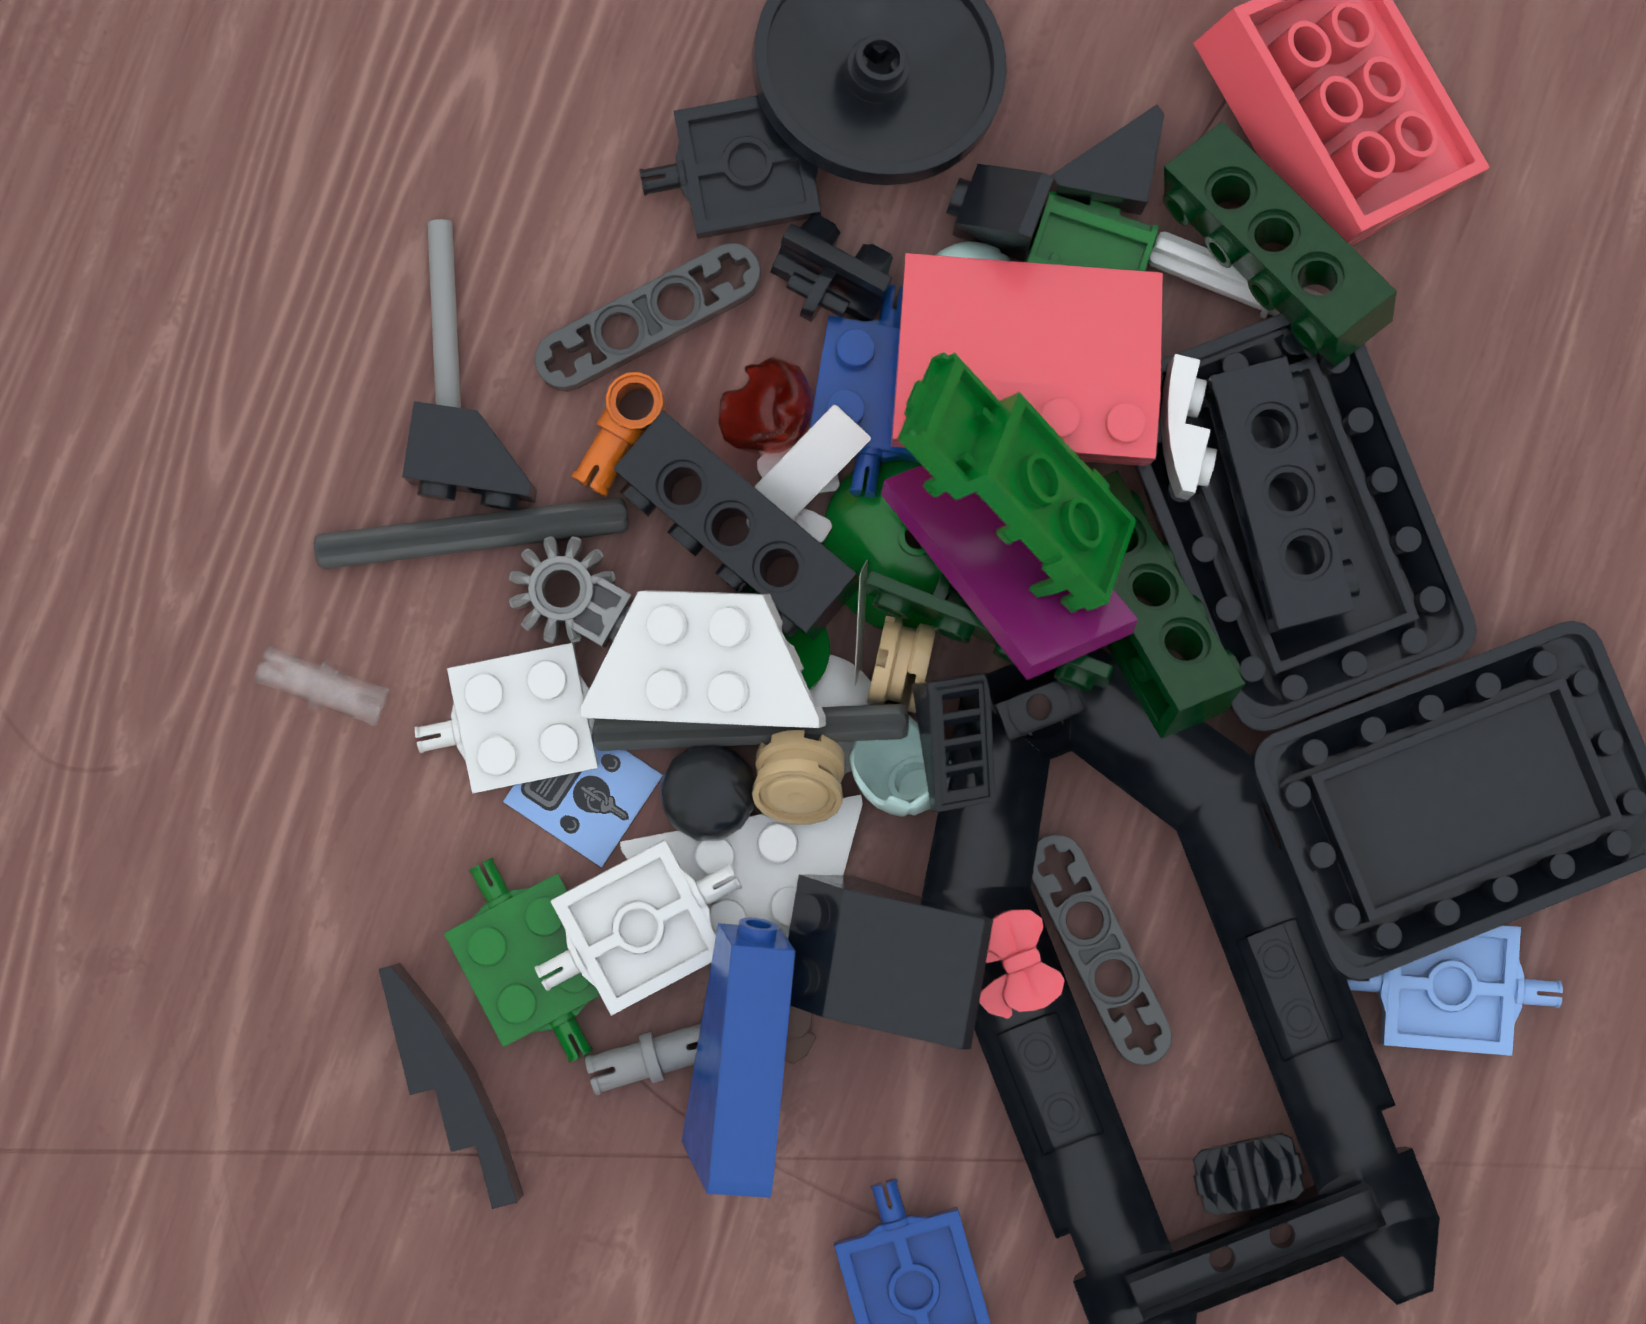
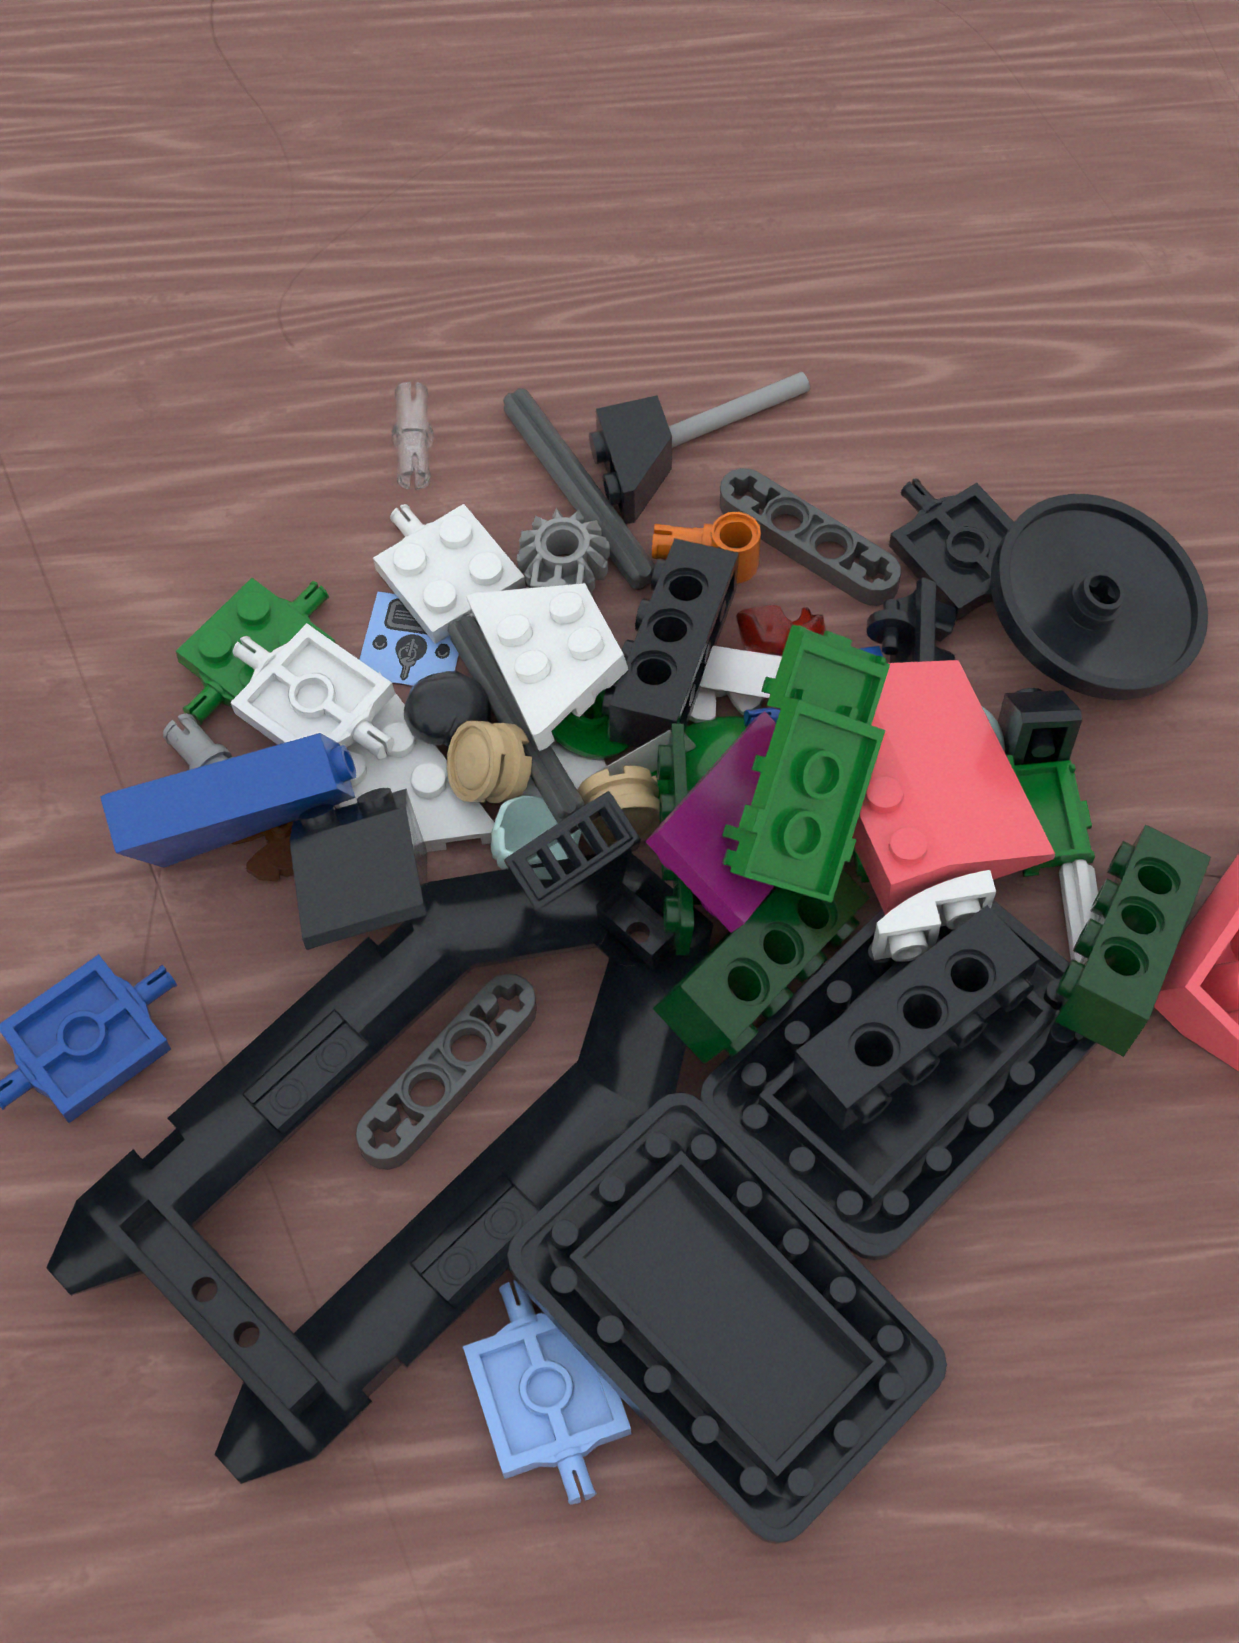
camera: 65 degrees right, 25 degrees down
(438, 1062) = (145, 617): black slope -> none
(1027, 980) = (419, 968): coral piece -> none
(1117, 168) = (1125, 801): black slope -> none
(1248, 1174) = (290, 1266): black gear -> none

